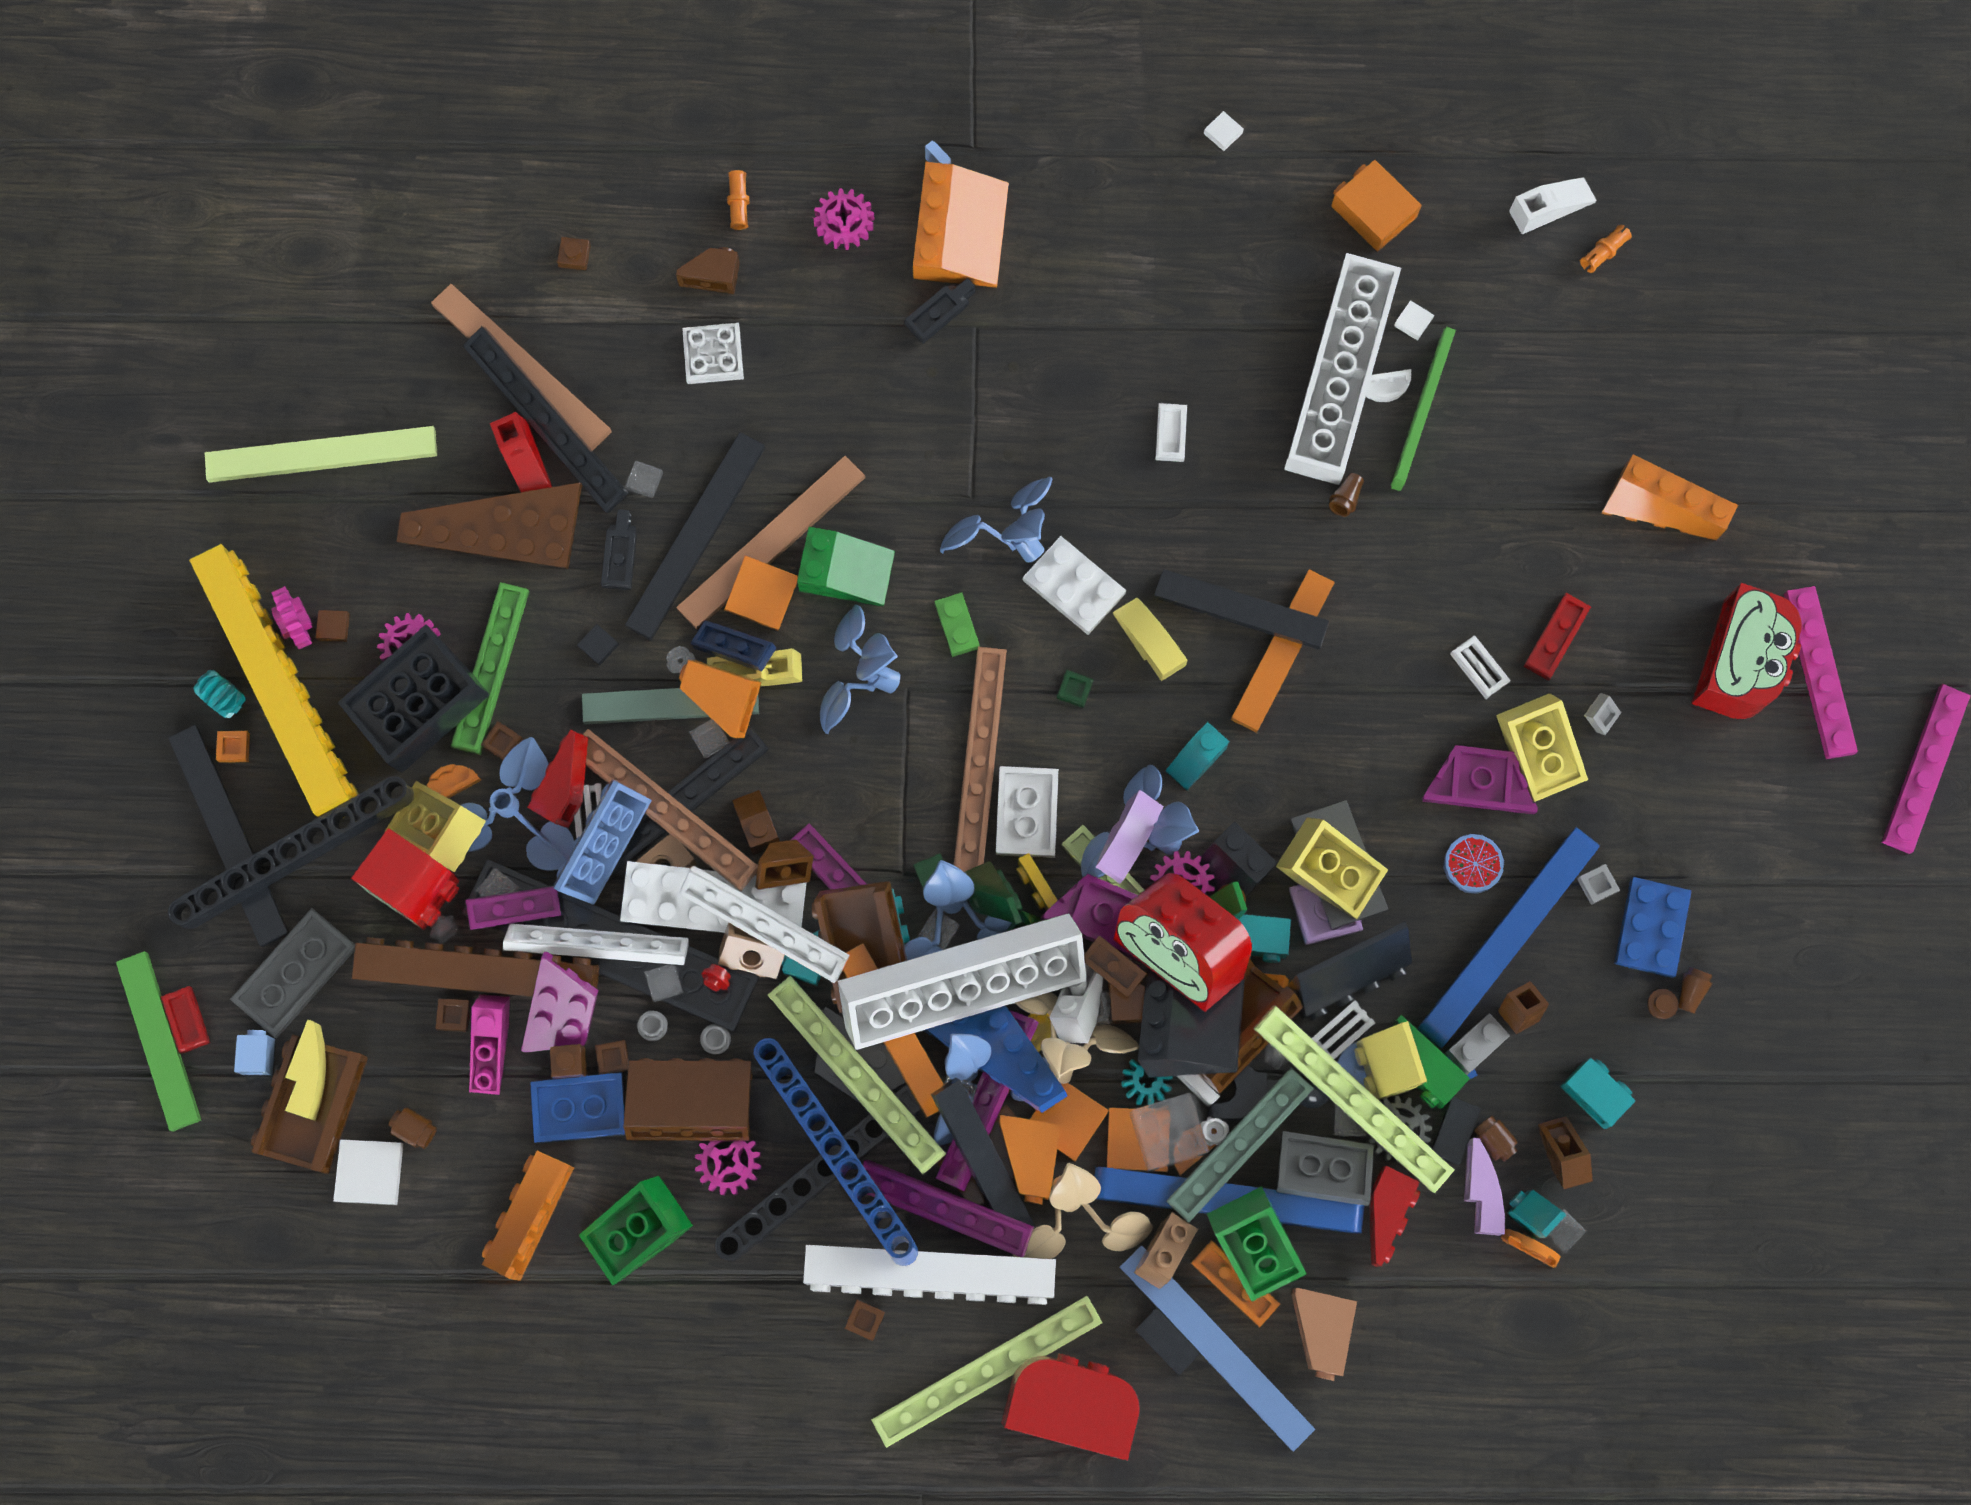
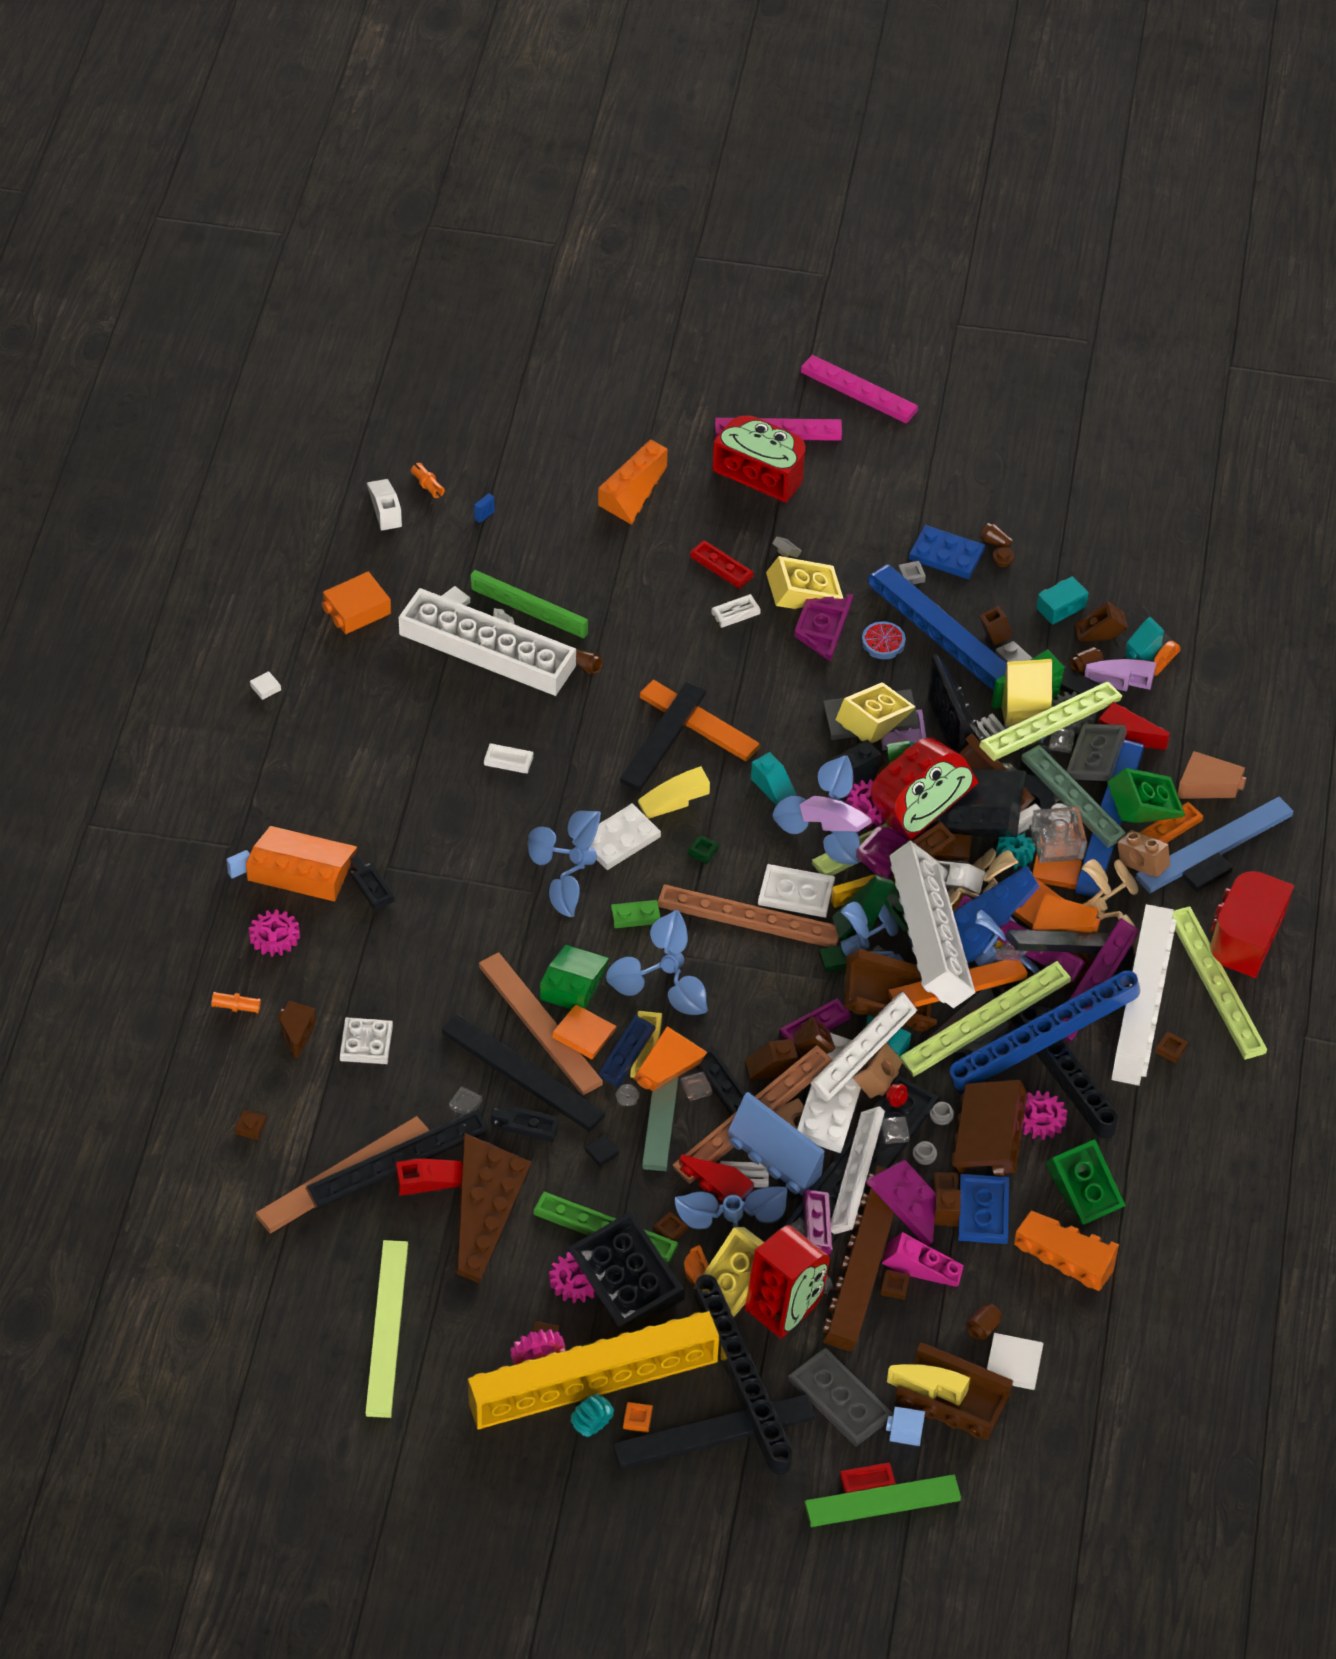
camera: 80 degrees left, 25 degrees down
(1573, 324) = (484, 508): none -> blue tile

